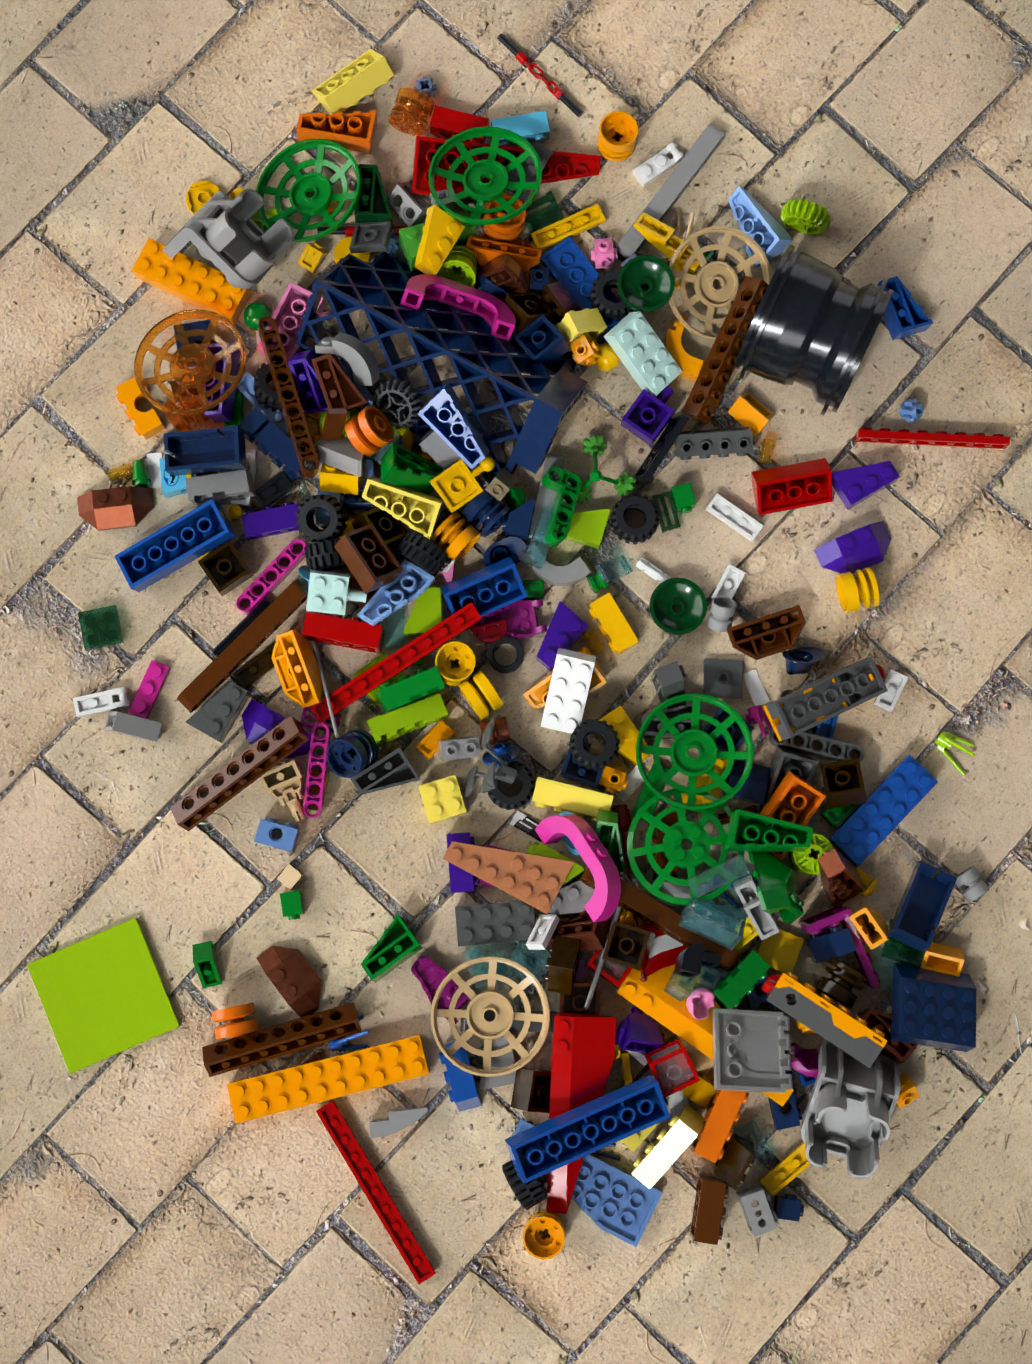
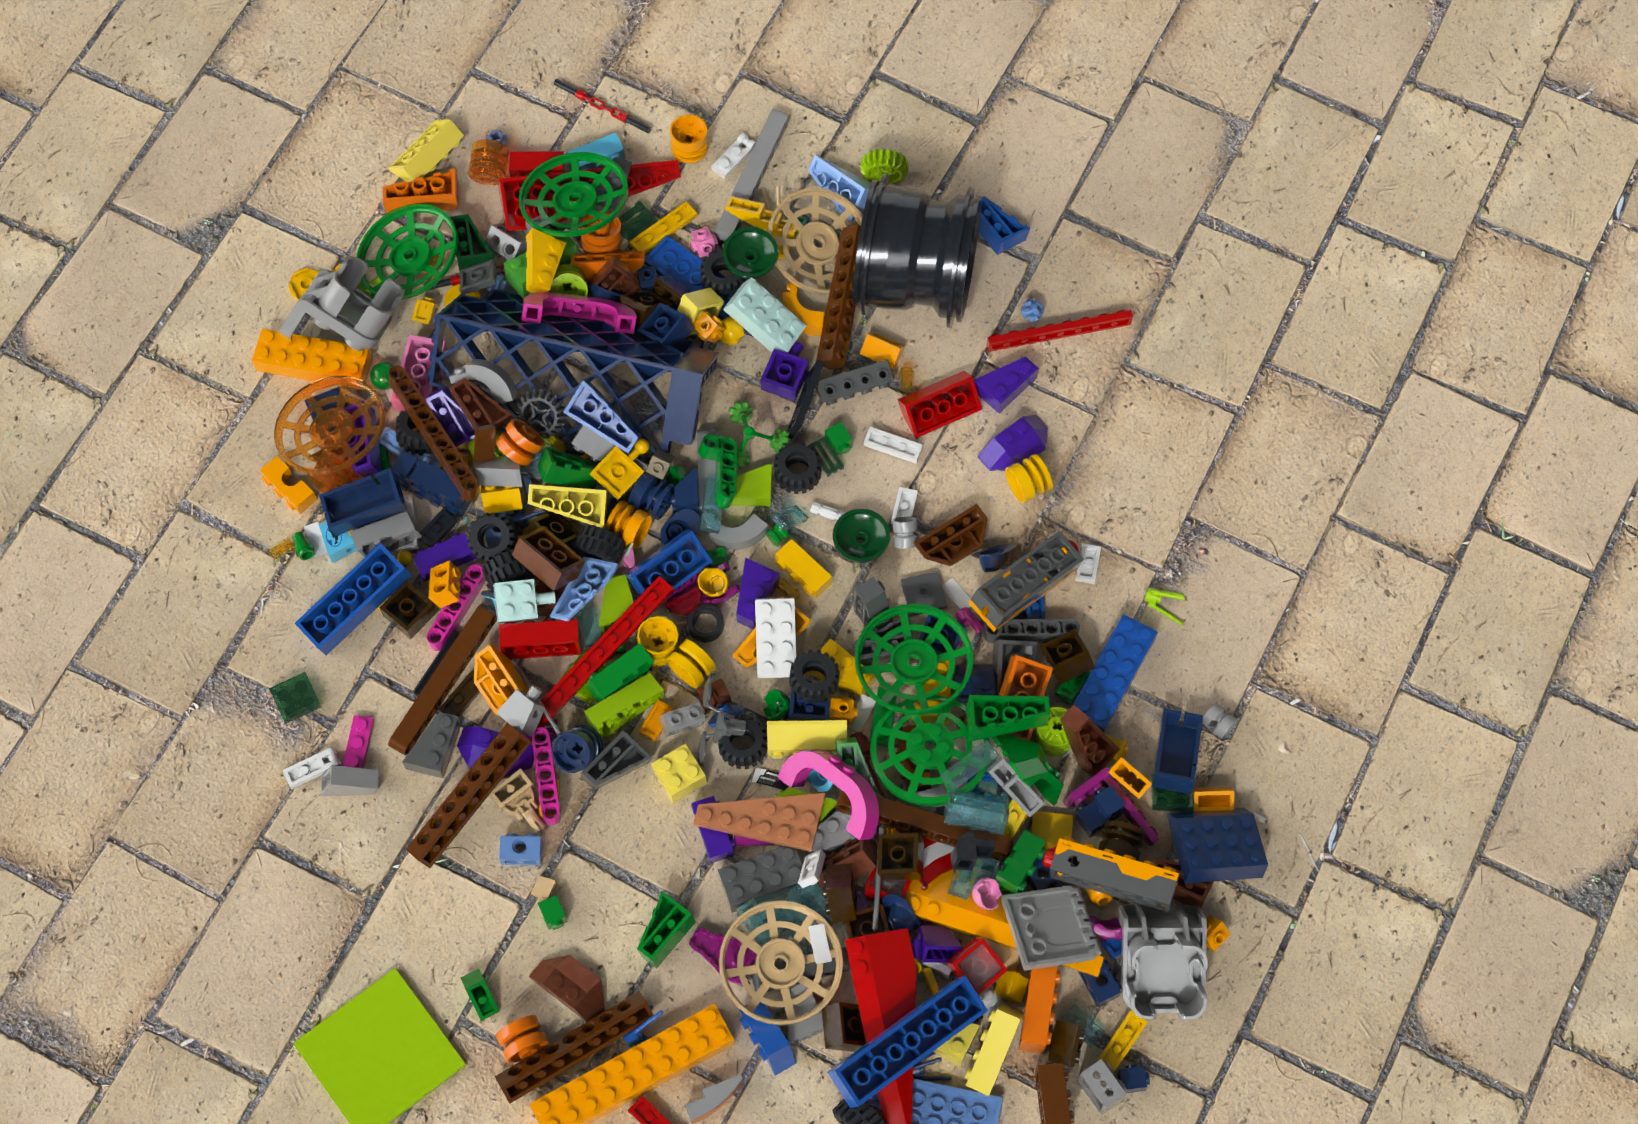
camera: 15 degrees left, 15 degrees down
(116, 507) = (283, 580): copper wedge -> none
(265, 553) = (444, 584): none -> light orange brick
(309, 705) = (523, 710): none -> light grey torso
(522, 618) = (713, 582): none -> yellow hair
(530, 1009) = (819, 943): none -> white sticker
(552, 757) = (777, 705): none -> green hair
(613, 998) = (899, 913): none -> dark blue piece
(883, 967) = (1159, 821): clear light blue slope -> none

